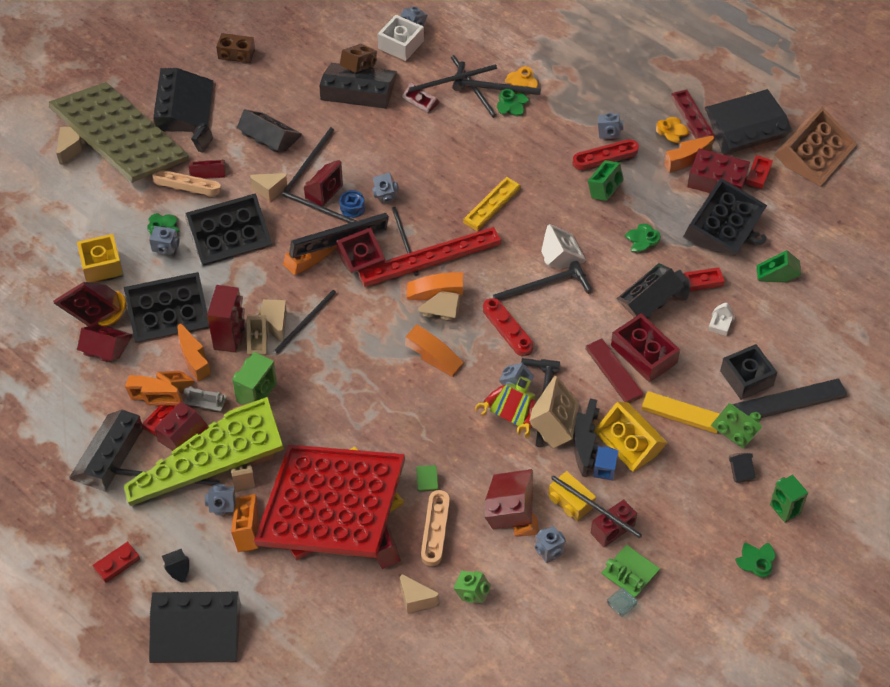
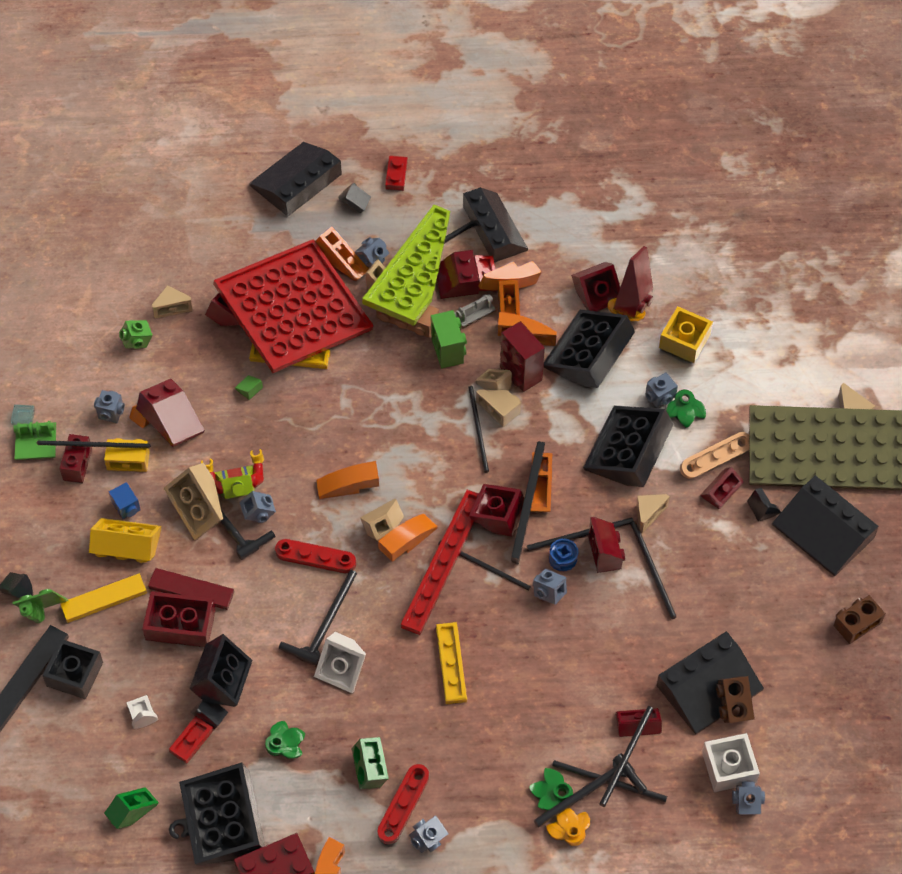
camera: 135 degrees right, 5 degrees up
(267, 130) = (718, 562): black slope -> none
(435, 528) = (206, 357): light nougat plate -> none
(585, 438) = (159, 506): black slope -> none

